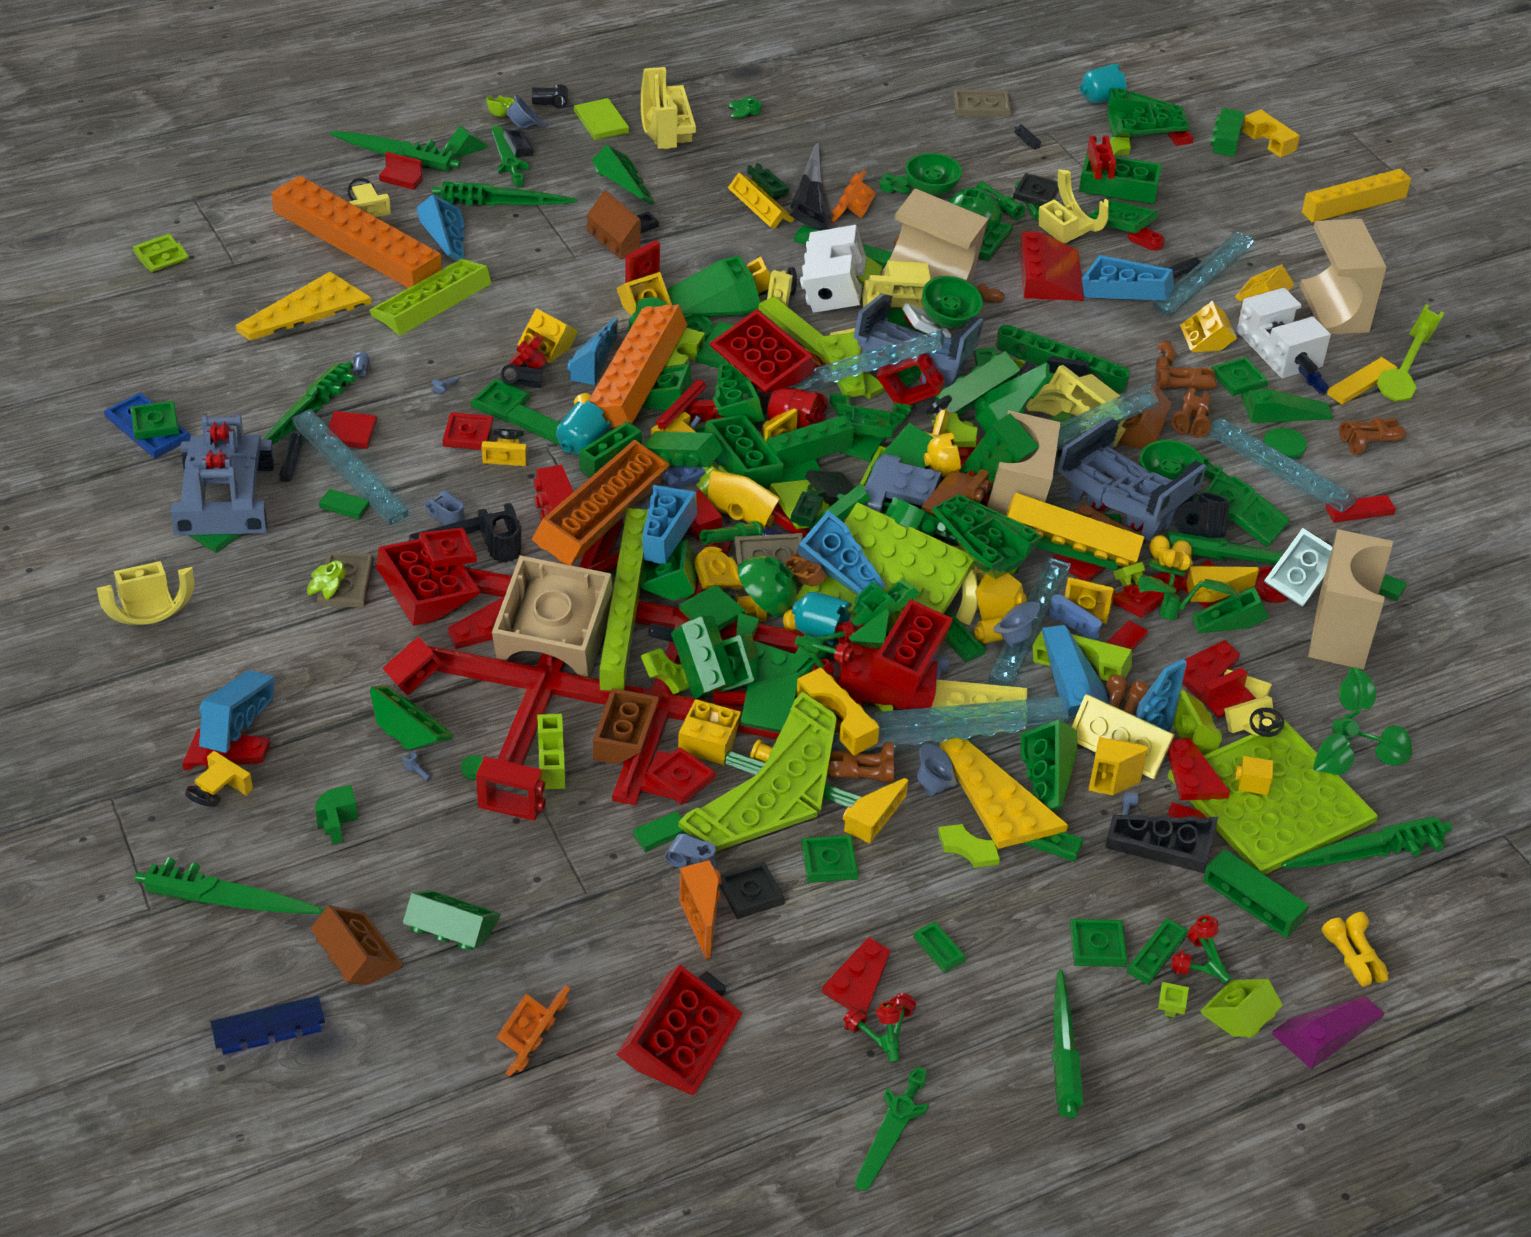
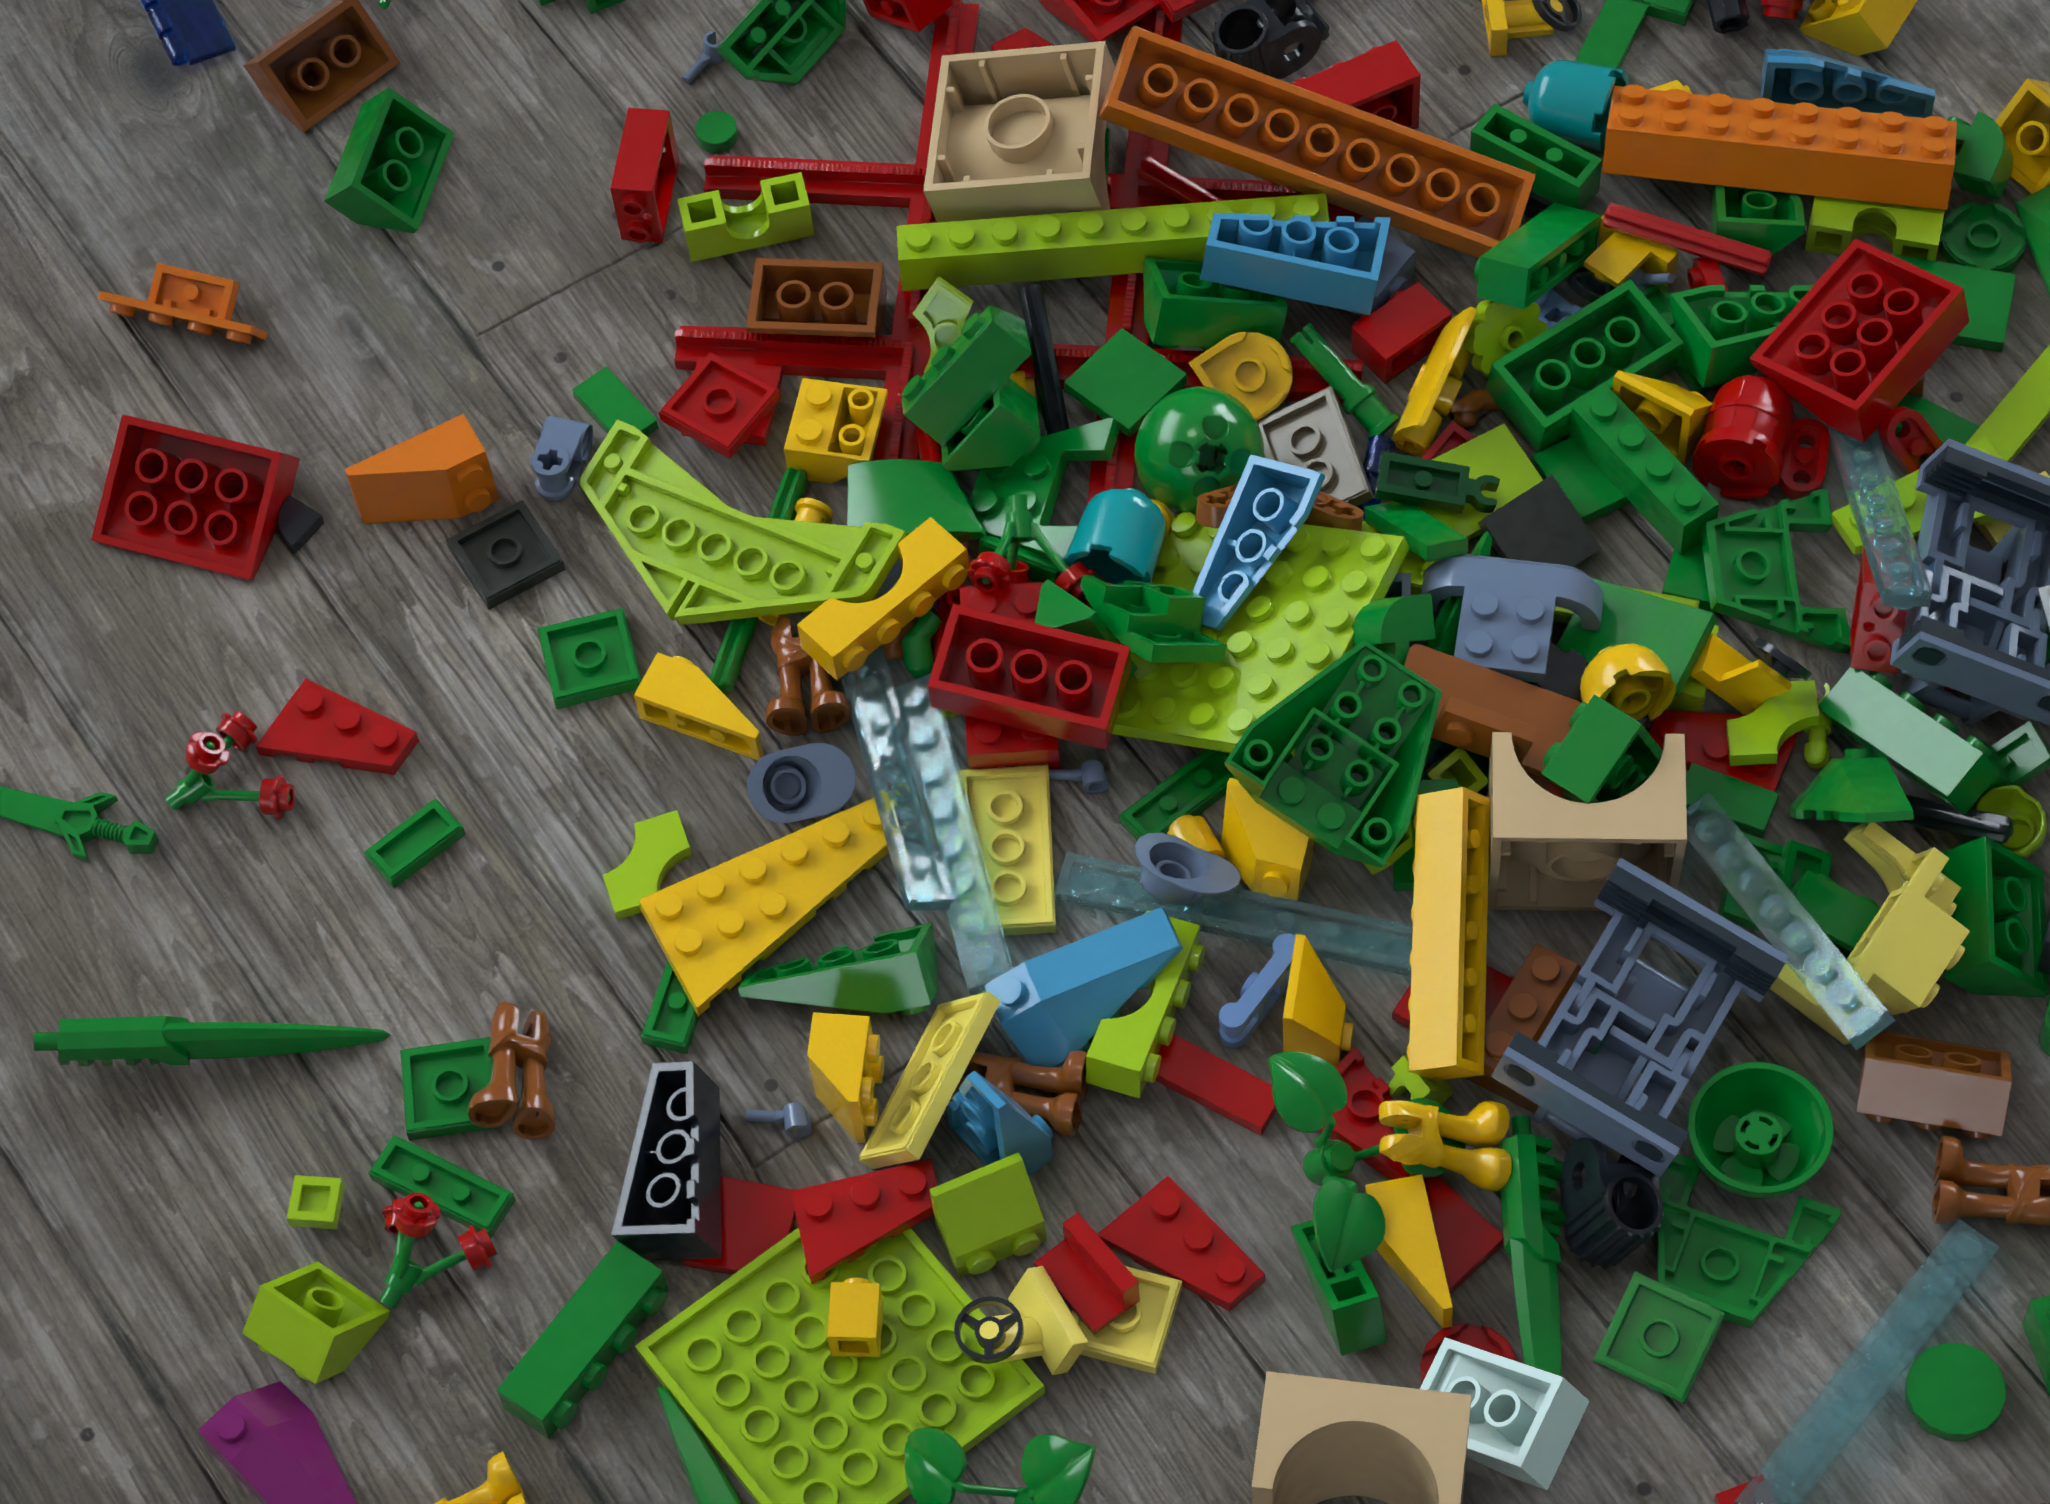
camera: 90 degrees right, 15 degrees up
(1086, 902) = (498, 1101): none -> dark orange piece

